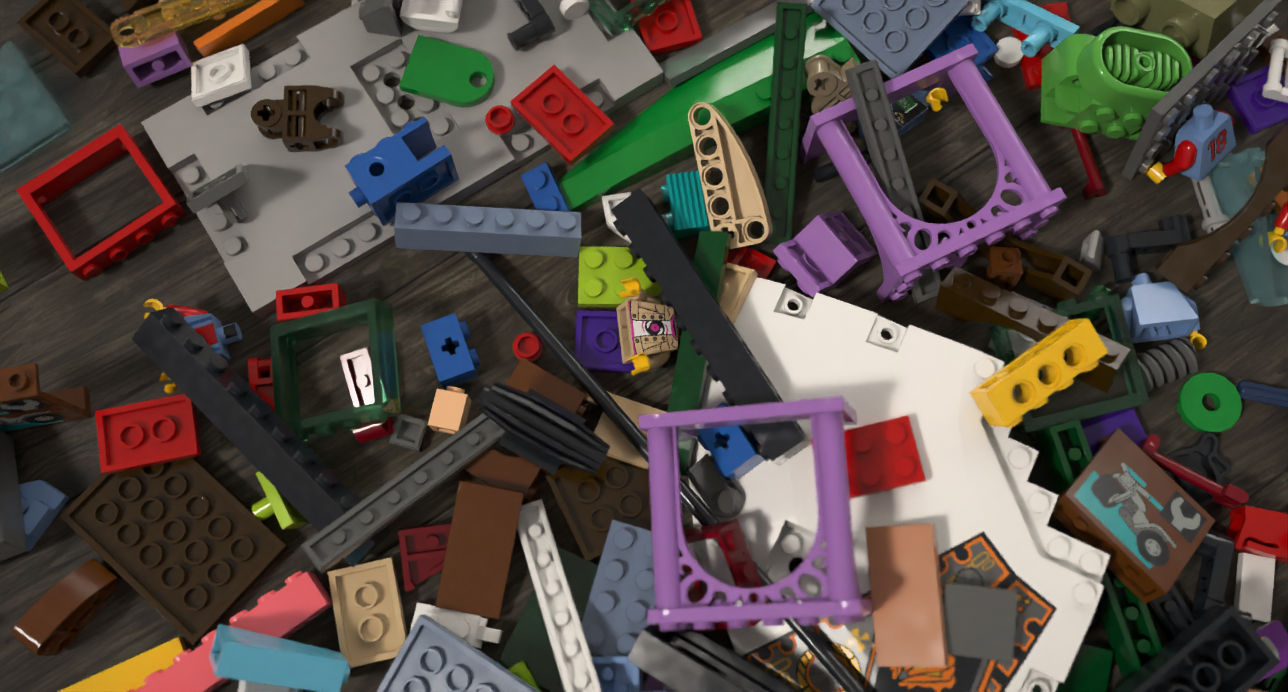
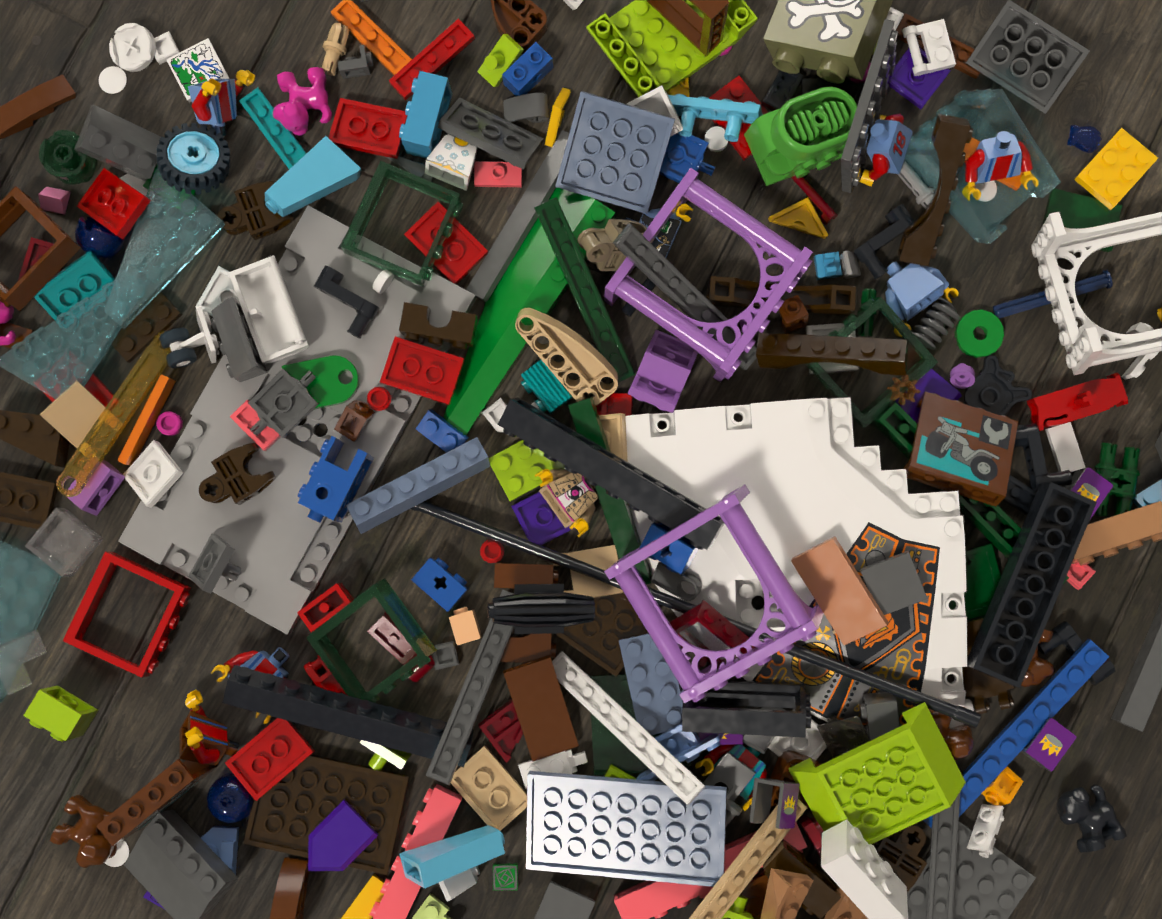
camera: 25 degrees left, 10 degrees up
(75, 459) = (236, 806): none -> clear blue cylinder
(86, 94) = (64, 542): none -> clear brick
(91, 370) = (201, 737): none -> torso
(164, 572) = (338, 839): none -> dark purple tile
(271, 40) = (169, 423): none -> dark pink tile
(355, 79) = (246, 418): none -> coral plate
(396, 68) = (283, 403): none -> dark grey plate
(460, 125) = (354, 419): none -> reddish brown bracket
(623, 94) = (459, 330): none -> dark brown arch
(882, 457) = (777, 508): red plate -> none
(995, 394) = (852, 379): yellow brick -> none
(1064, 174) = (801, 217): none -> yellow tile
(1067, 240) = (827, 265): none -> dark azure tile
(1104, 409) = (906, 395): none -> clear orange gear
(1171, 438) = (962, 376): none -> medium lavender tile
(1225, 495) = (1014, 397): dark red hinge -> none

